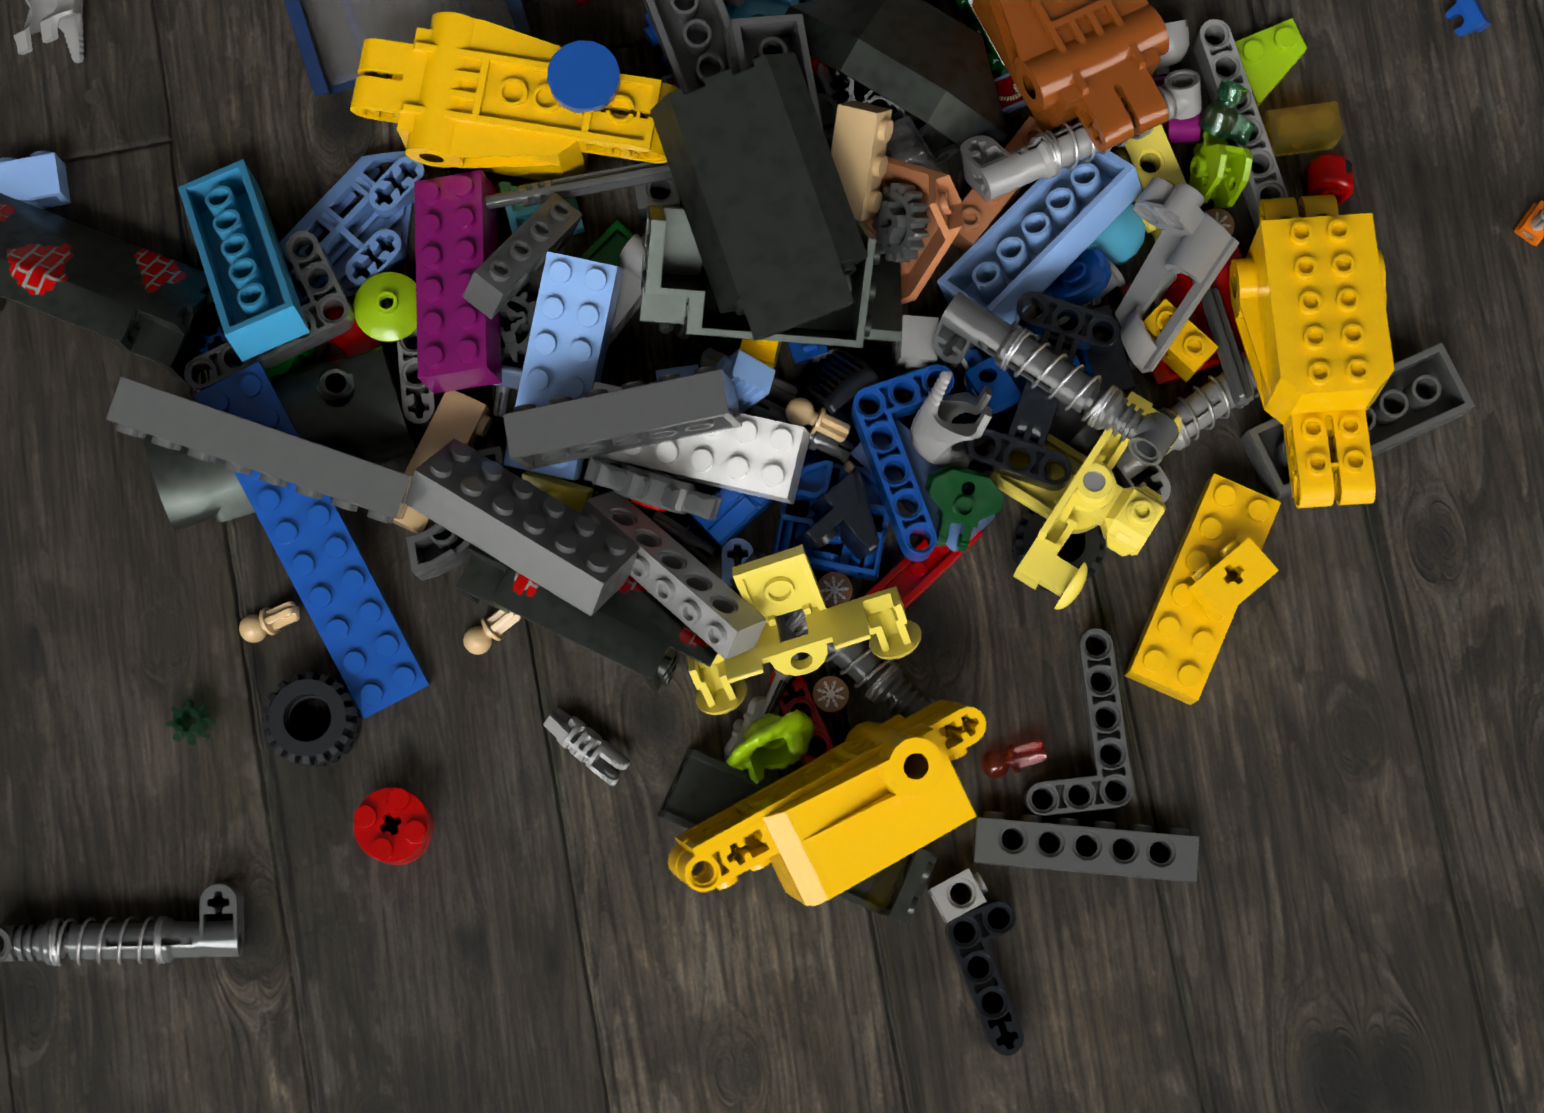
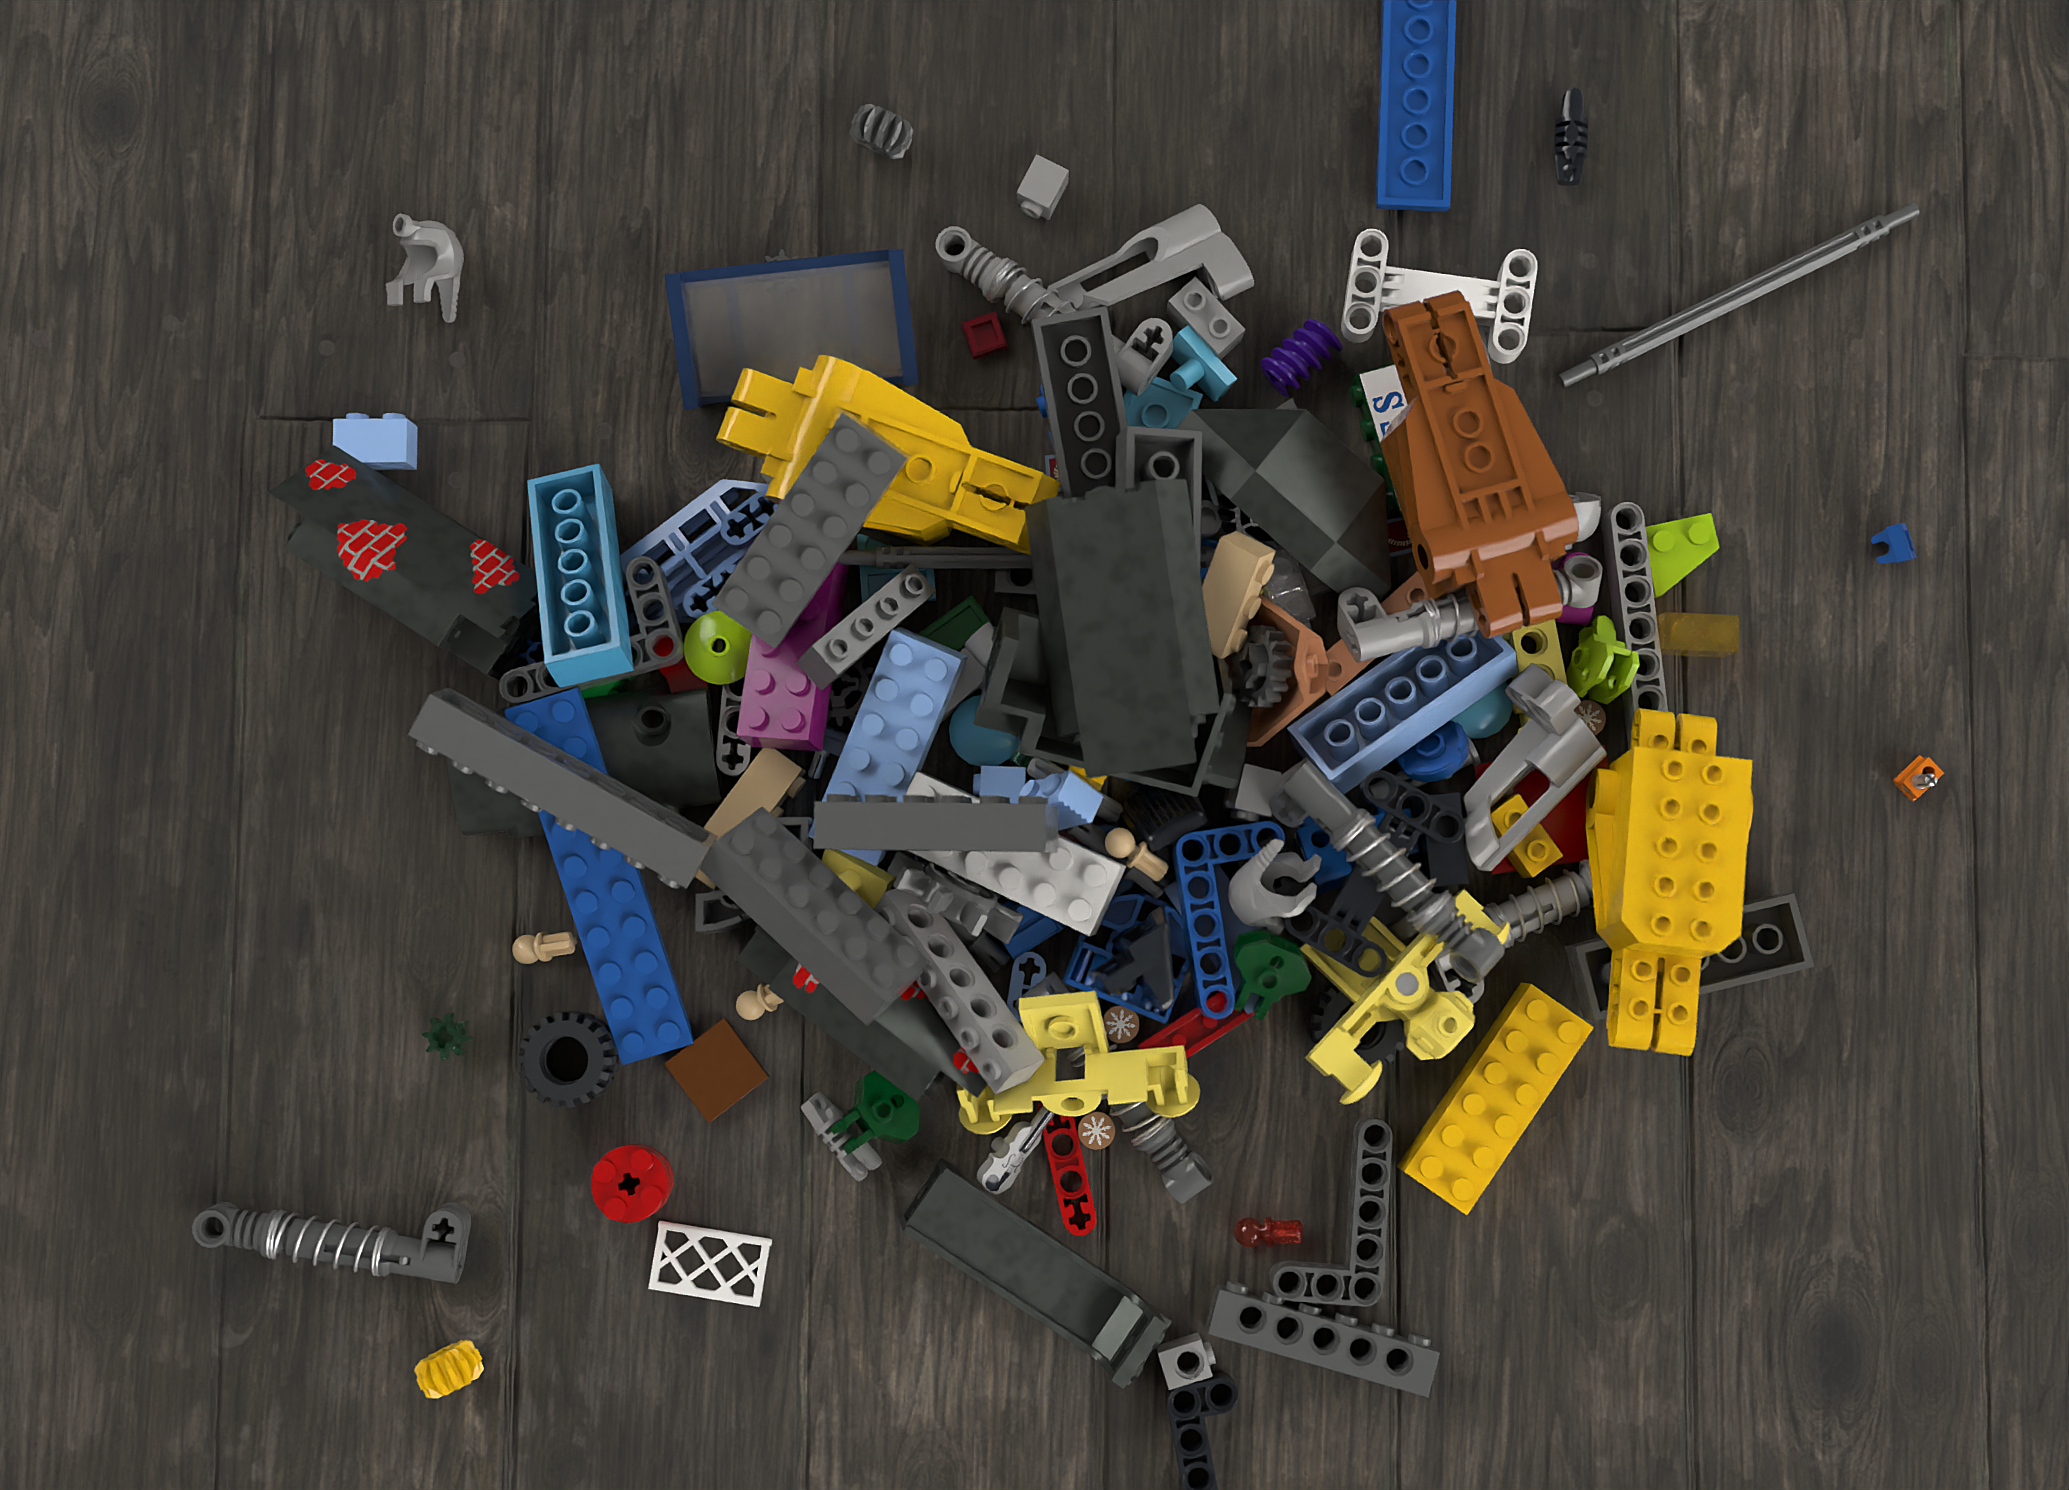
camera: 10 degrees right, 5 degrees up
(247, 1038) = (449, 1369): none -> yellow gear
(454, 167) = (811, 529): none -> dark grey brick
(456, 707) = (717, 1070): none -> reddish brown tile
(502, 918) = (687, 1286): none -> white window
(583, 76) = (962, 455): blue tile -> none
(620, 713) = (877, 1114): none -> dark green hinge
(649, 349) = (979, 744): none -> medium azure dish
(772, 743) = (1027, 1177): lime piece -> none
(843, 811) = (1085, 1267): yellow piece -> none
(1222, 116) = (1616, 610): clear green piece -> none
(1228, 349) = (1572, 860): dark grey axle -> none
(1252, 571) = (1548, 1102): yellow brick -> none
(1330, 175) = (1714, 692): red head -> none

